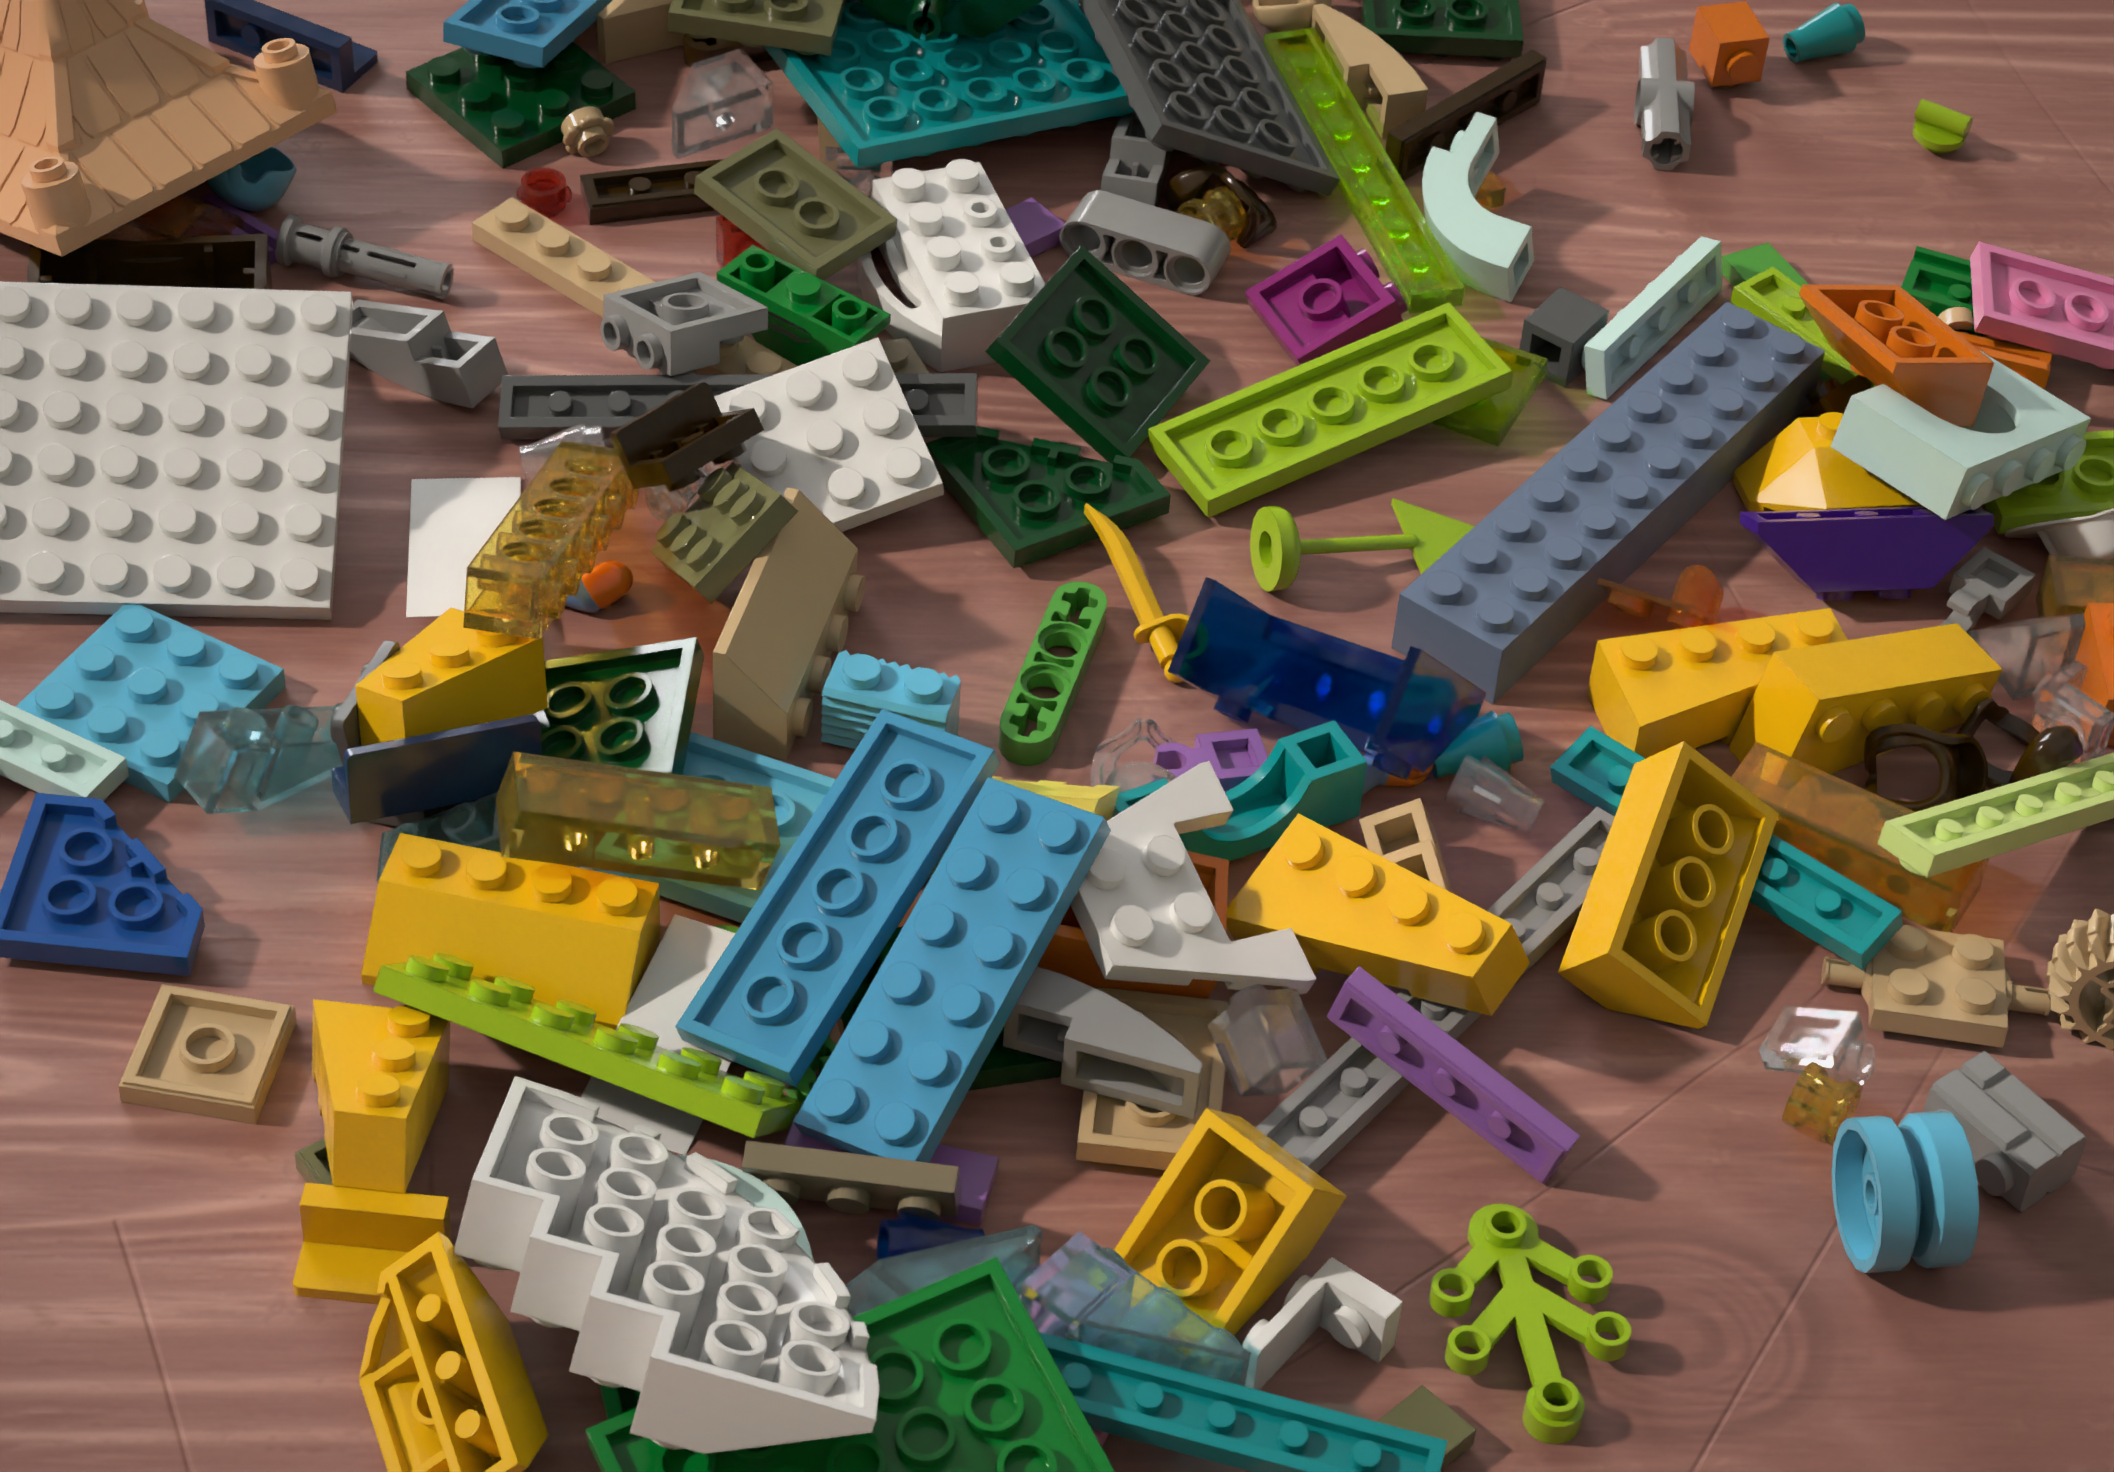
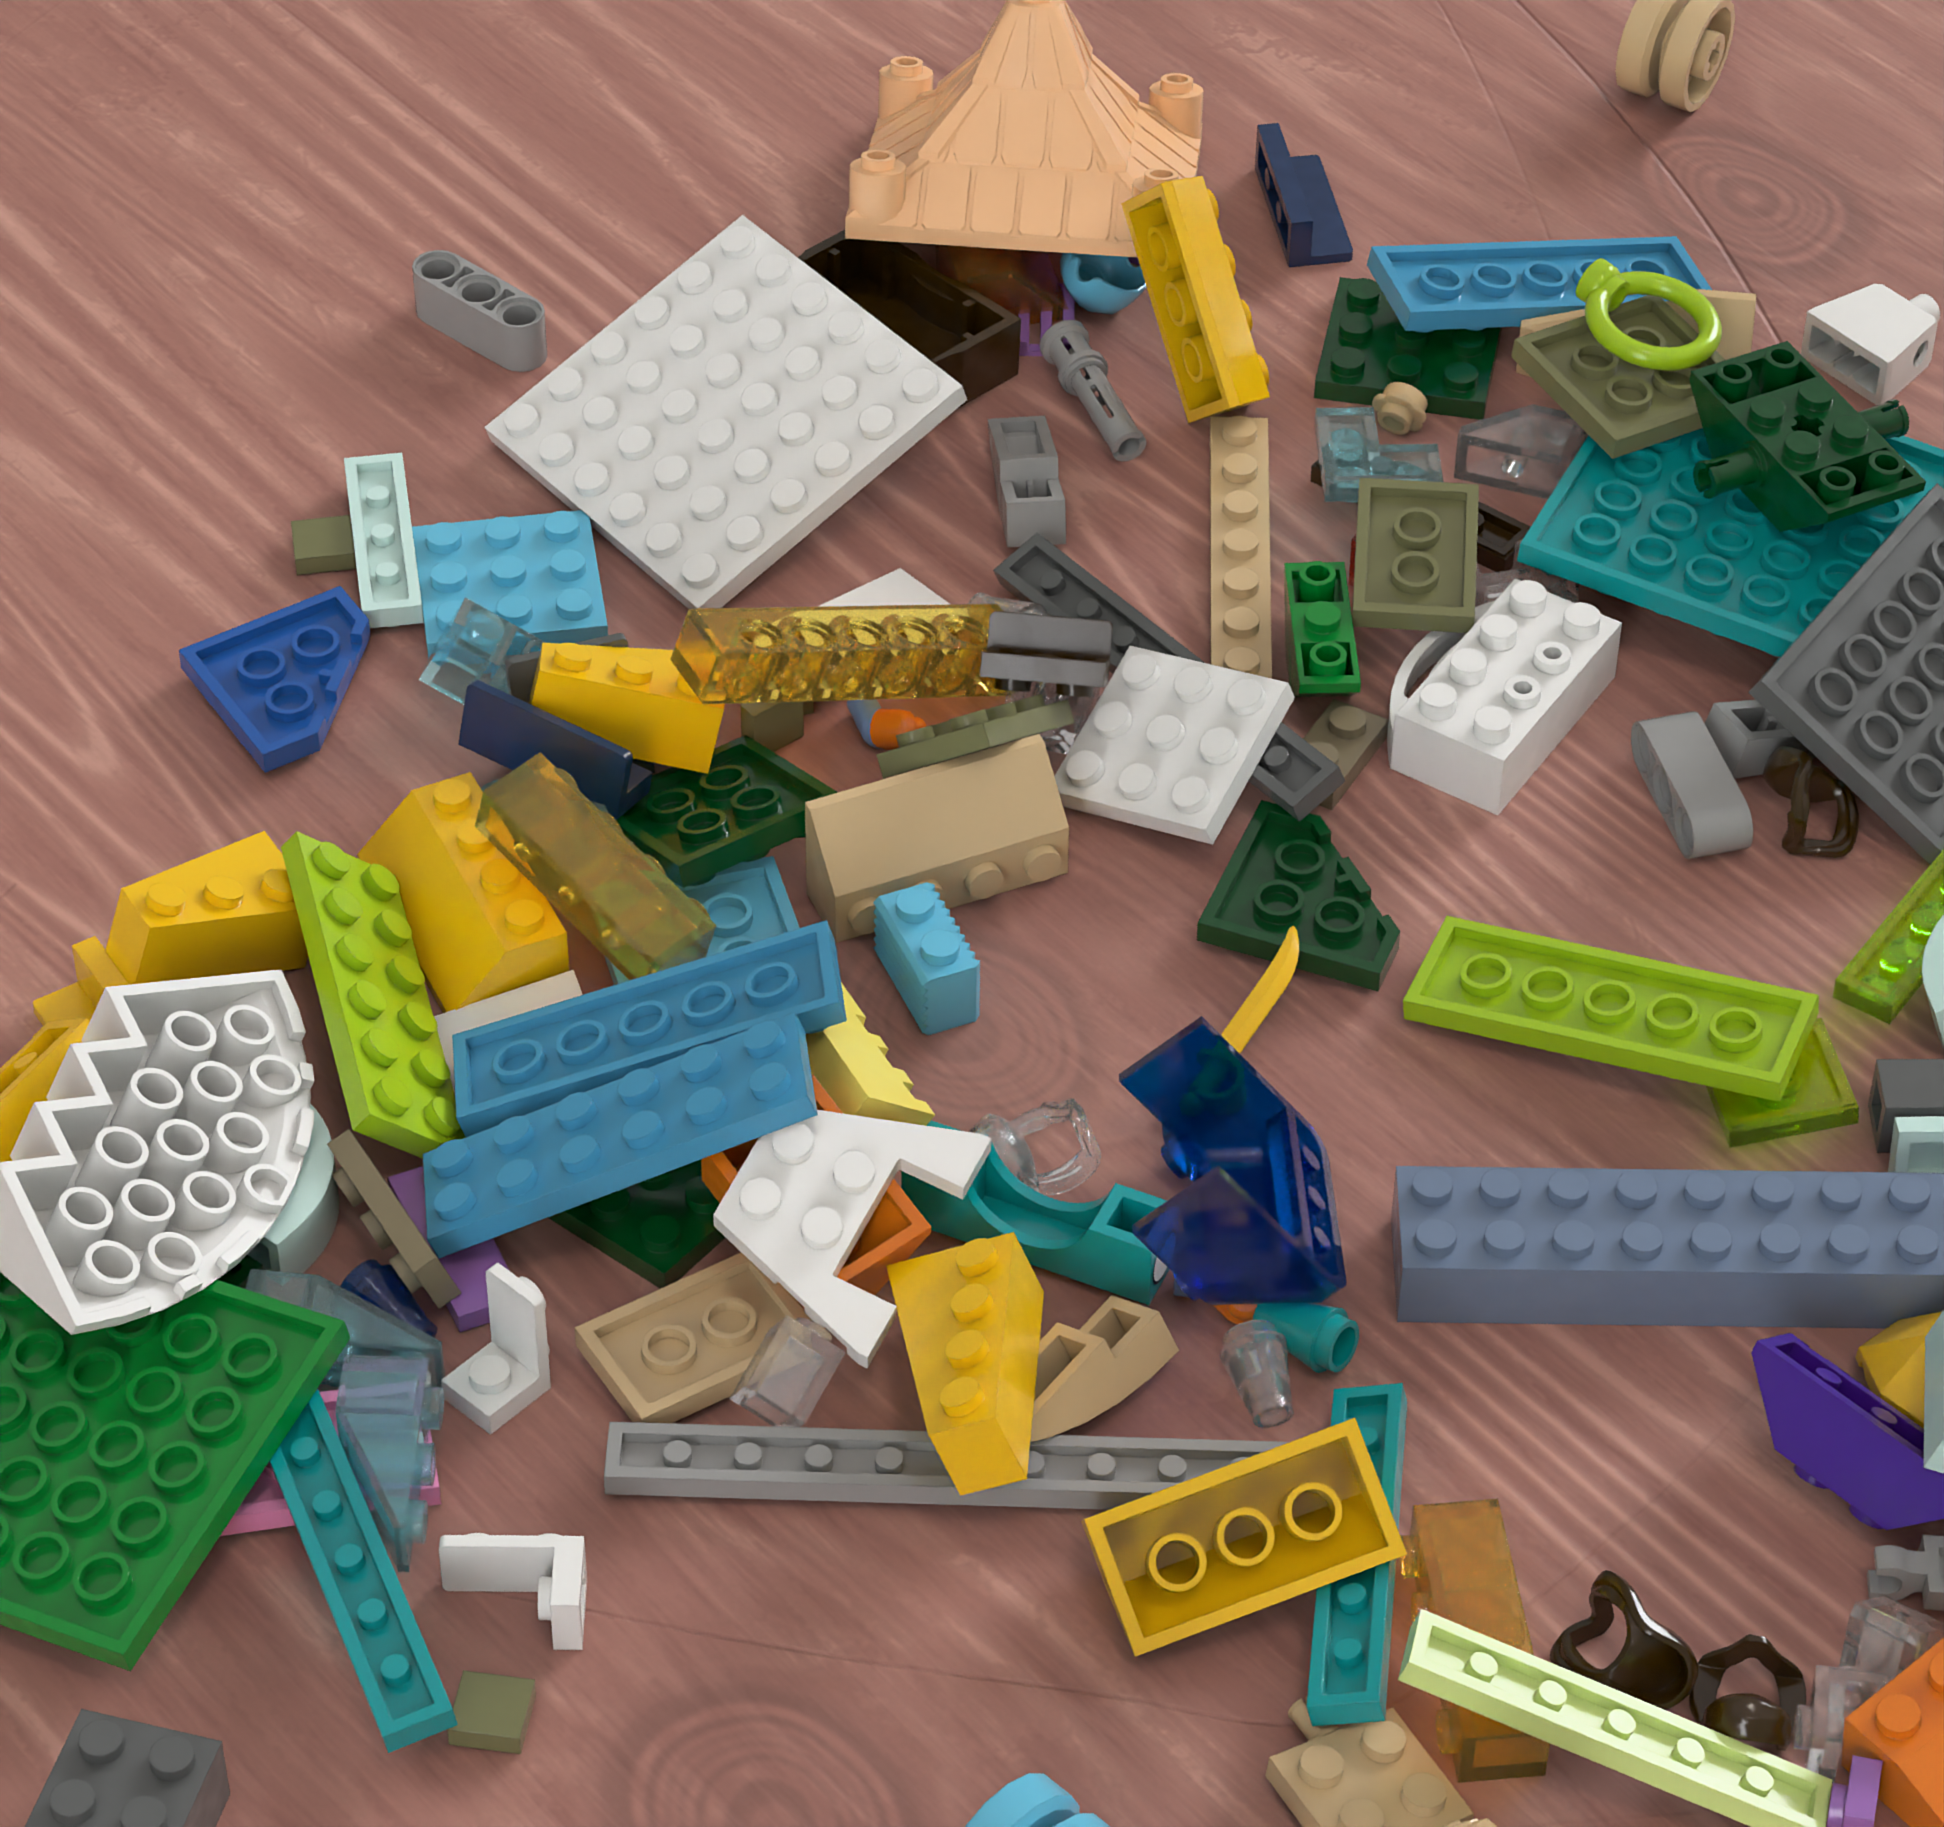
camera: 55 degrees right, 0 degrees up
(208, 1054) = (197, 817): tan tile -> none
(400, 130) = (1196, 298): none -> yellow slope
(544, 191) = (1295, 431): clear red plate -> none
(639, 183) = (1352, 451): none -> clear light blue plate
(679, 322) = (1203, 573): light grey plate -> none
(1035, 225) = (1620, 706): medium lavender tile -> none
(1047, 670) = (1164, 1004): bright green beam -> none
(1067, 1181) = (515, 1363): none -> white bracket
(1098, 356) = (1479, 830): dark green plate -> none
(1103, 1044) = (665, 1267): light grey slope -> none
(1219, 208) = (1769, 803): clear yellow wheel -> none
(1228, 1220) = (552, 1454): yellow slope -> none
(1231, 753) = (1087, 1176): medium lavender plate -> none
(1278, 547) = (1391, 1073): lime piece -> none
(1326, 301) = (1756, 930): magenta plate -> none
(1452, 1076) = (863, 1508): medium lavender tile -> none
(1508, 1242) = (680, 1702): lime plant -> none
(1692, 605) = (1627, 1357): clear orange hinge -> none
(1693, 679) = (1567, 1441): yellow wedge -> none
(1820, 1036) = (1188, 1753): clear bracket -> none
(1821, 1102) = (1118, 1779): clear yellow wheel -> none
(1831, 696) = (1676, 1548): yellow wedge -> none

